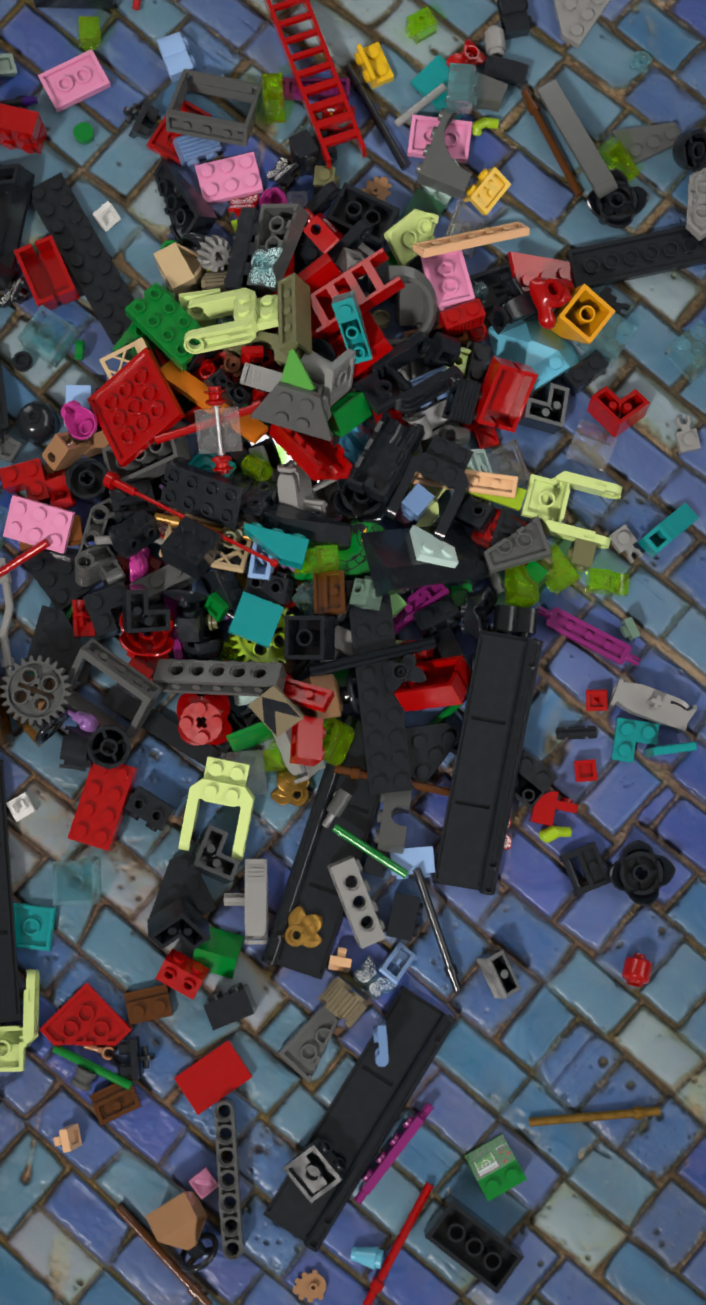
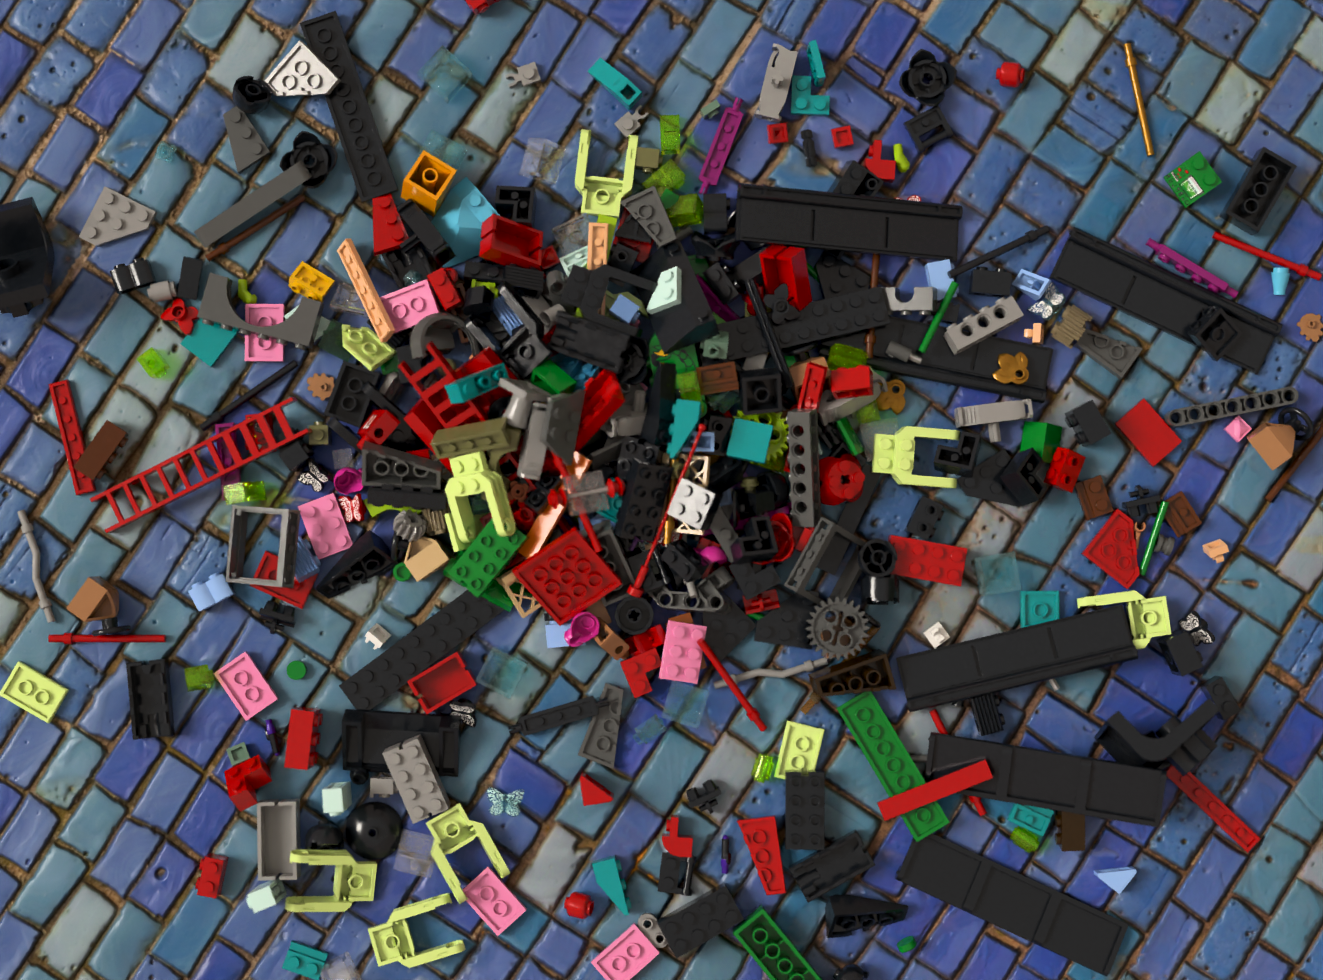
camera: 100 degrees left, 5 degrees up
(22, 361) = (526, 694): black plate -> none
(38, 422) = (583, 671): black cylinder -> none
(79, 350) = (510, 642): green tile -> none
(85, 720) = (856, 582): medium lavender piece -> none
(216, 606) = (740, 479): green tile -> none
(252, 354) = (509, 473): red tile -> none
(256, 468) = (613, 456): clear neon green brick -> none
(262, 266) = (423, 474): clear light blue animal -> none
(276, 710) = (830, 412): dark tan piece -> none
(296, 373) = (530, 426): bright green slope -> none
(348, 259) = (404, 397): light grey brick -> none
(374, 65) = (197, 403): yellow bracket -> none
(380, 1037) = (1095, 289): medium blue plate -> none
(420, 105) = (233, 354): light grey bar -> none
(460, 88) = (222, 315): clear light blue brick -> none
(498, 974) = (1029, 194): black brick -> none
(549, 294) = (415, 210): red head -> none
(584, 372) = (477, 173): black brick -> none
(610, 300) = (407, 158): black piece -> none
(615, 413) = (514, 140): red brick -> none
(617, 157) = (267, 164): clear neon green arch -> none

